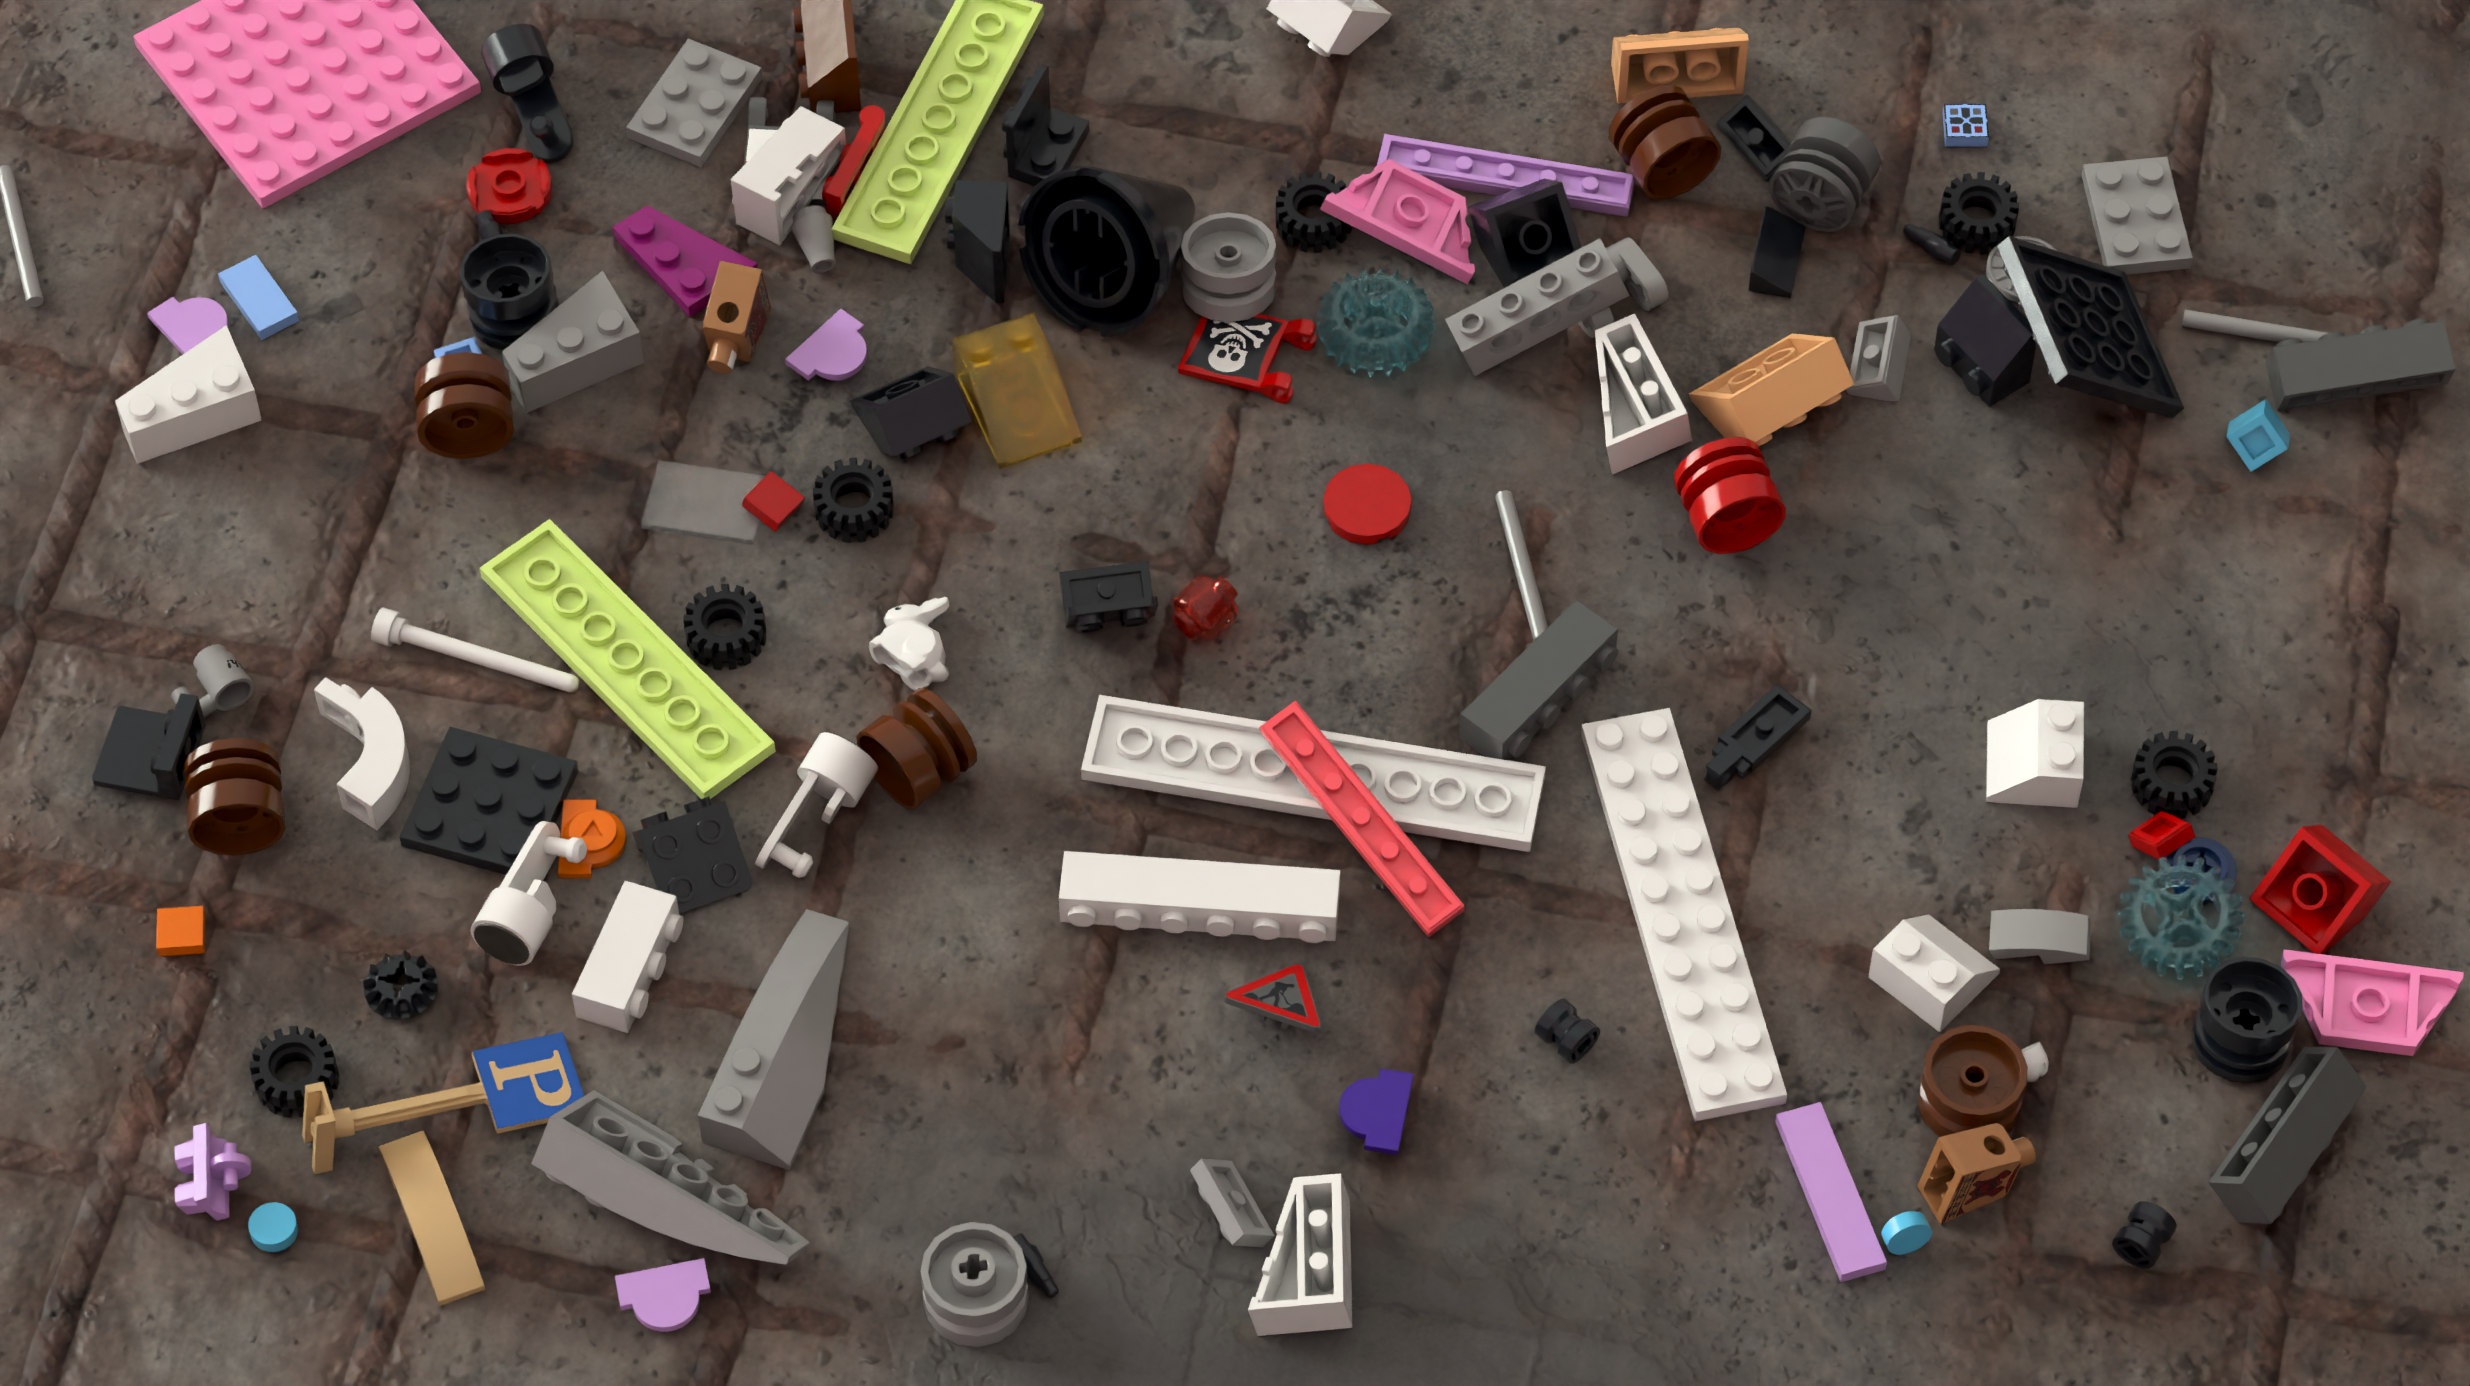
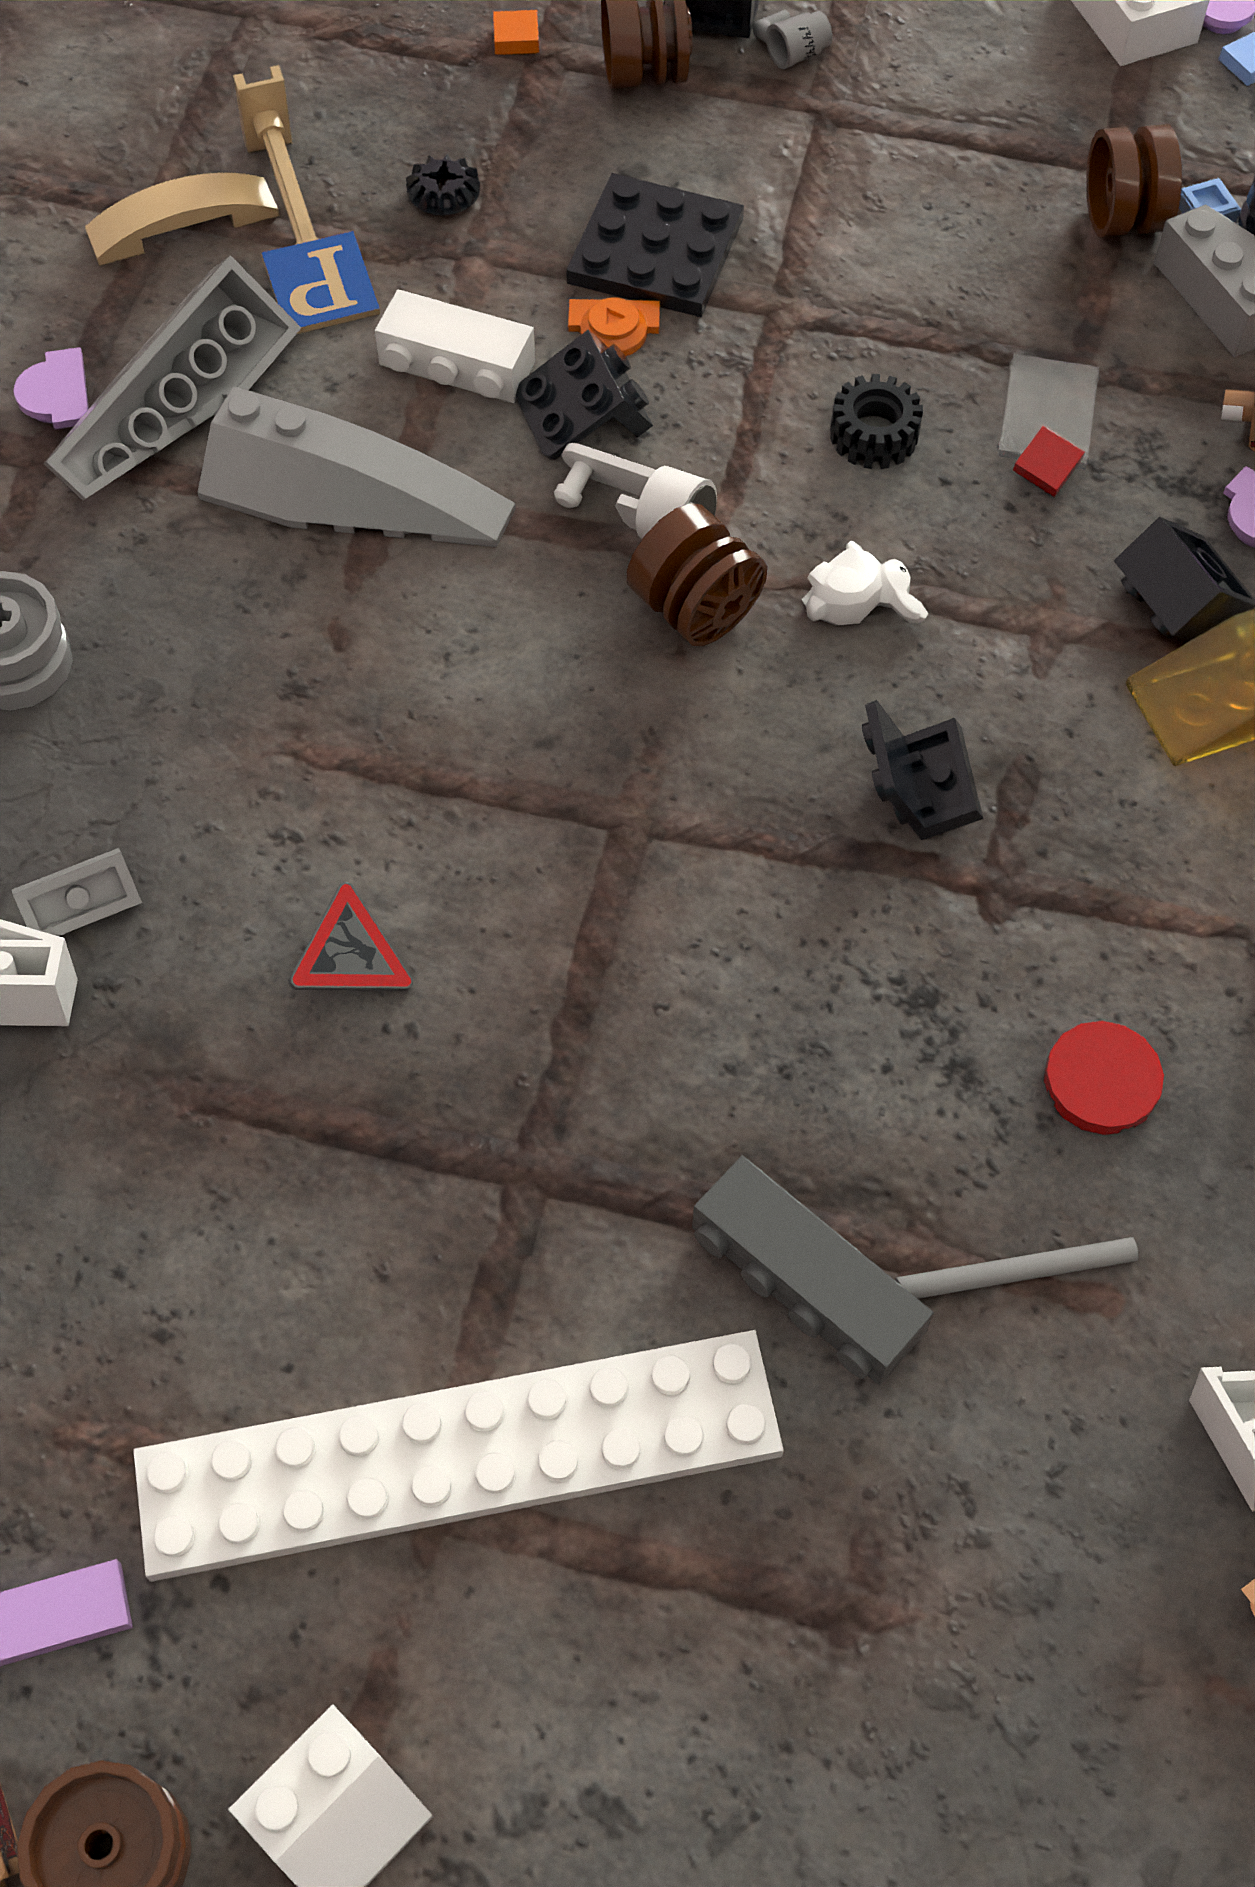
camera: 90 degrees right, 5 degrees up
(215, 1172) = (240, 52): lavender hips -> none
(273, 1227) = (185, 108): medium azure tile -> none
(285, 1050) = (347, 92): black tyre -> none
(382, 773) = (709, 155): white arch -> none
(392, 629) = (862, 161): white piece -> none
(522, 908) = (508, 255): white piece -> none
(627, 660) = (826, 343): yellowish green plate -> none
(853, 520) = (1059, 510): black tyre -> none
(1035, 1267) = (42, 705): black piece -> none
(1199, 896) = (499, 874): white brick -> none
(1205, 608) = (918, 879): clear red head -> none
(1234, 764) = (675, 1018): white plate -> none
(1362, 819) = (596, 1044): coral tile -> none
(1377, 1109) = (187, 1058): dark purple piece -> none
(1568, 1032) = (272, 1286): black wheel -> none
(1729, 495) = (1137, 1546): red wheel -> none
(1756, 736) = (739, 1573): black hinge -> none

